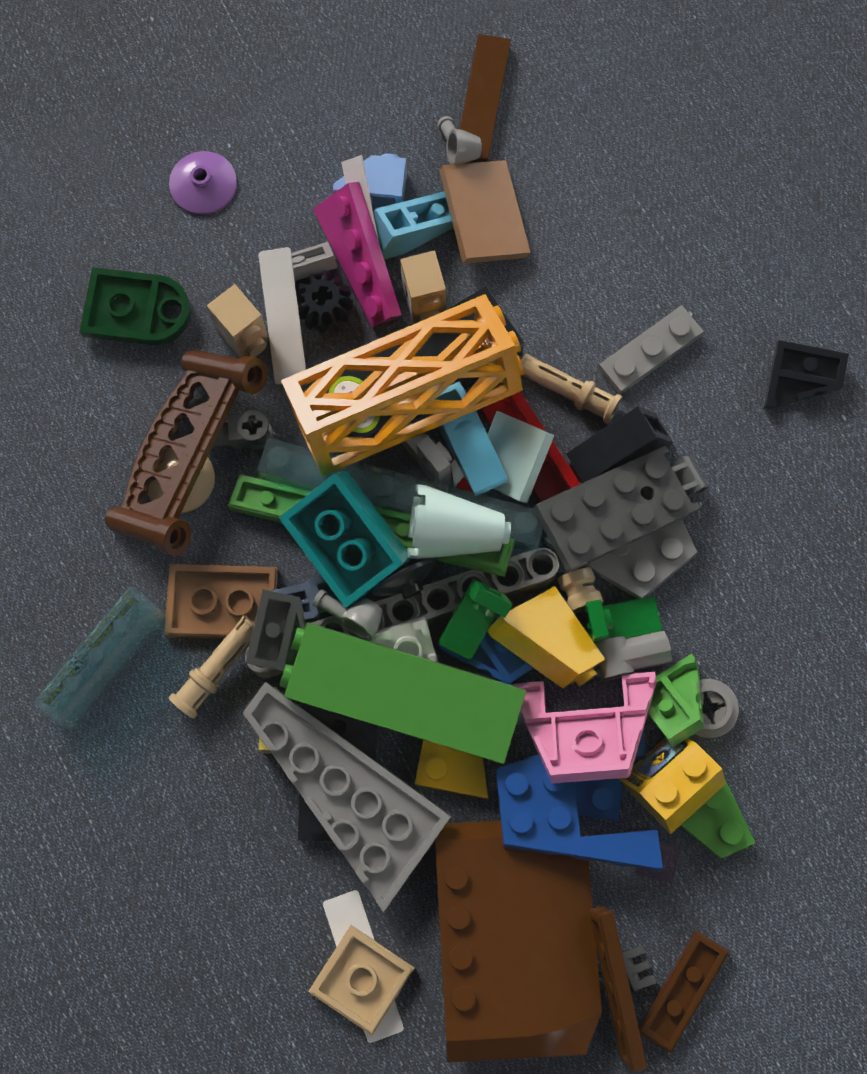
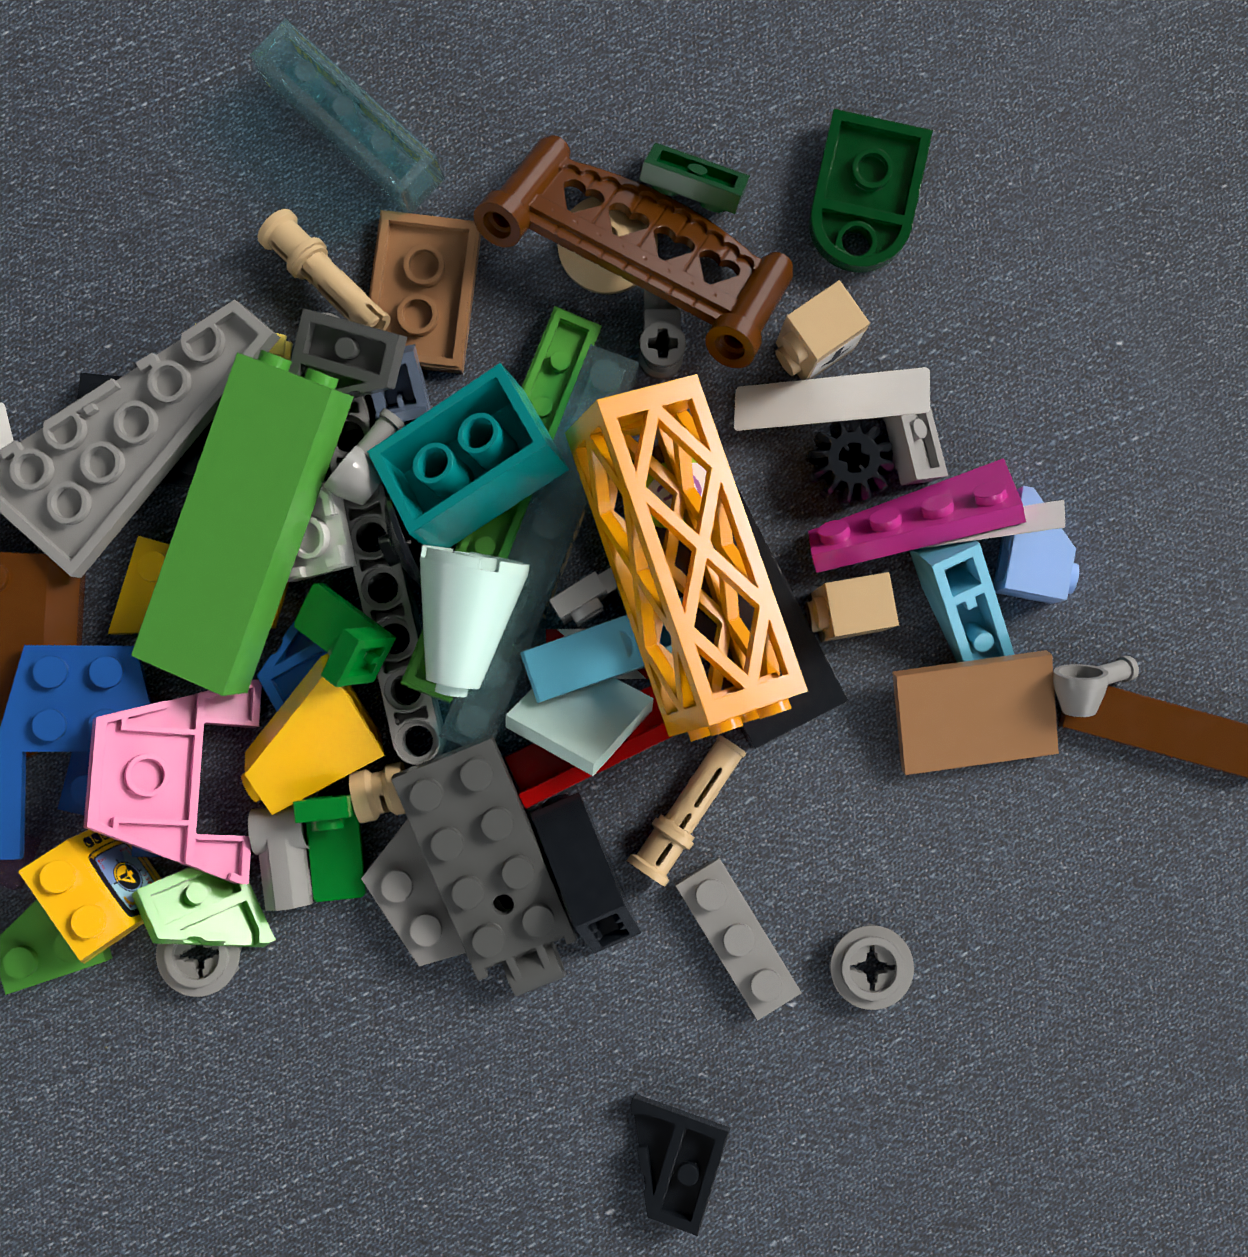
camera: 90 degrees right, 10 degrees up
(131, 419) = (698, 179): none -> dark green plate
(206, 195) = (1042, 314): medium lavender dish -> none
(669, 253) = (888, 984): none -> light grey gear

